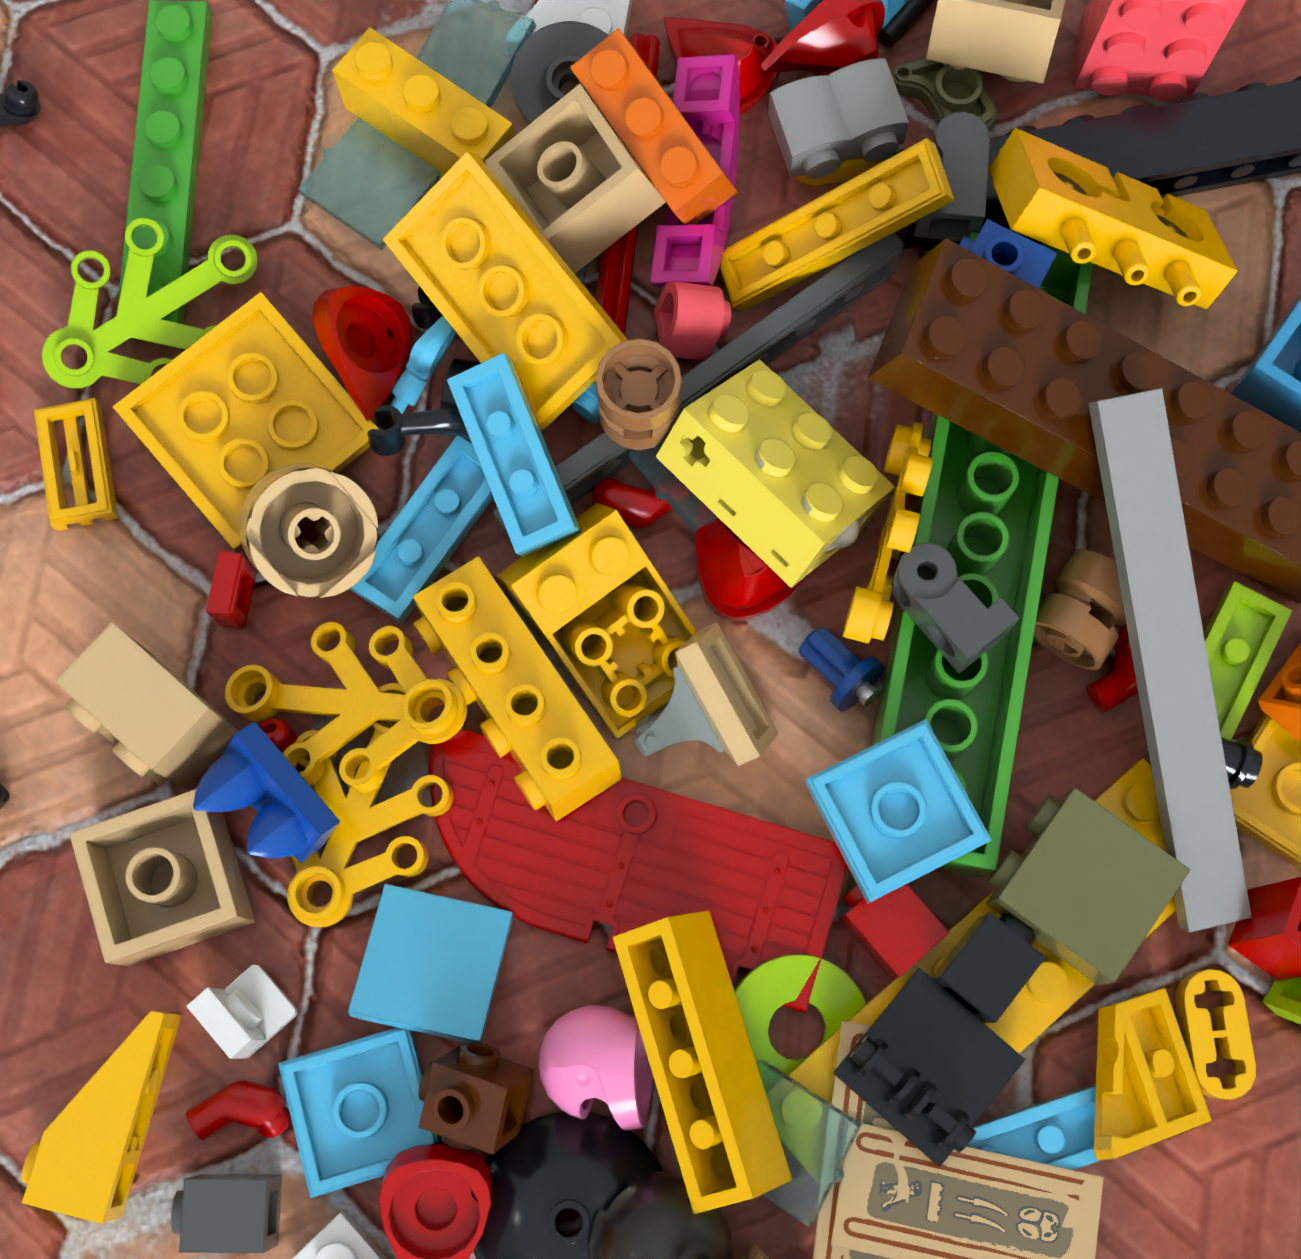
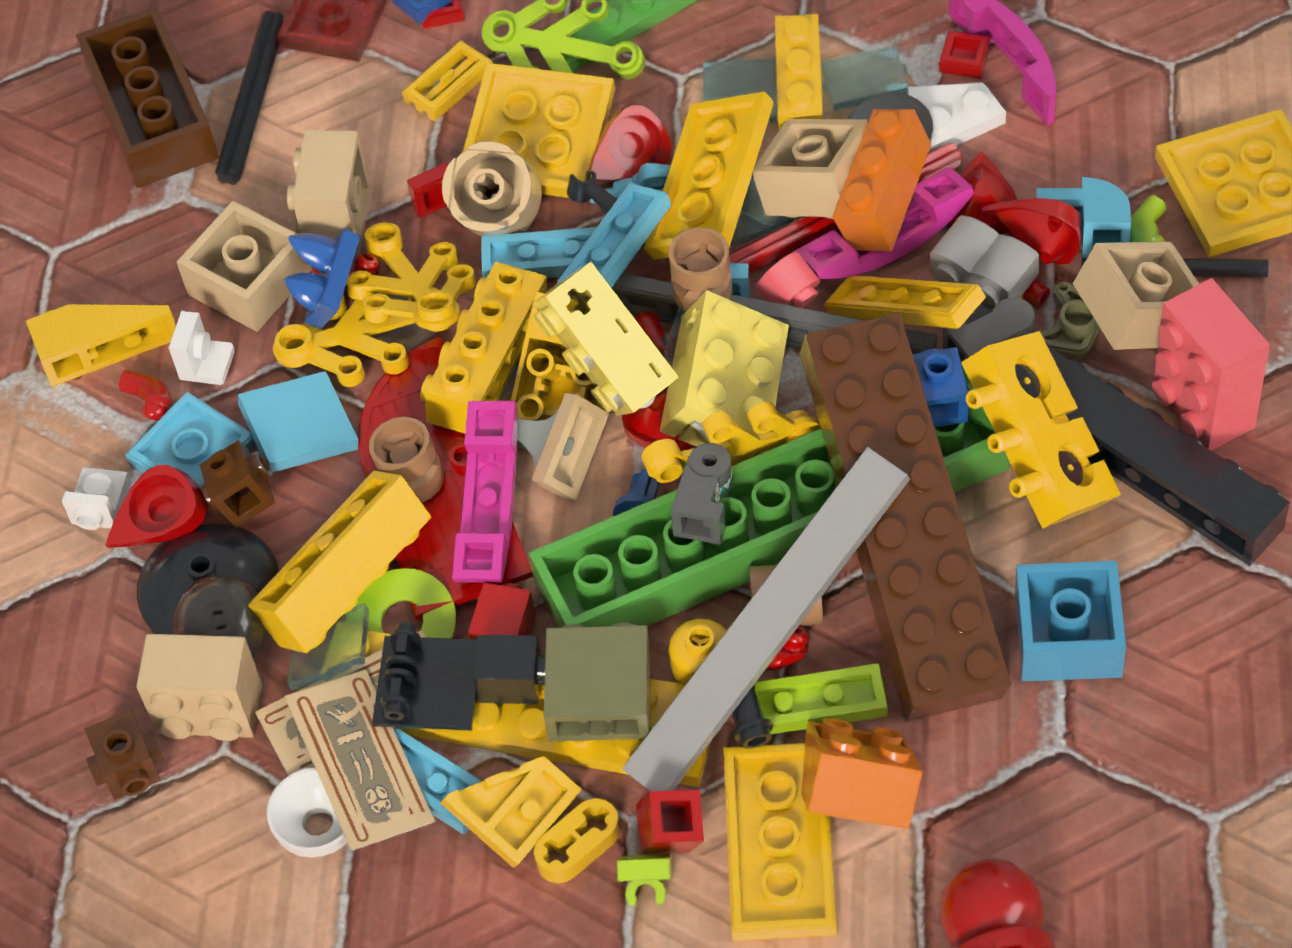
camera: 60 degrees right, 20 degrees down
(227, 1213) = (89, 421): dark grey brick -> none
(598, 1056) = (293, 519): bright pink helmet -> none
(613, 886) = (407, 449): none -> medium nougat wheel
(668, 565) = (604, 342): none -> light yellow piece
(734, 832) = (488, 492): none -> dark pink slope
(897, 811) = (559, 553): medium azure tile -> none
(1080, 743) = (691, 646): none -> yellow head

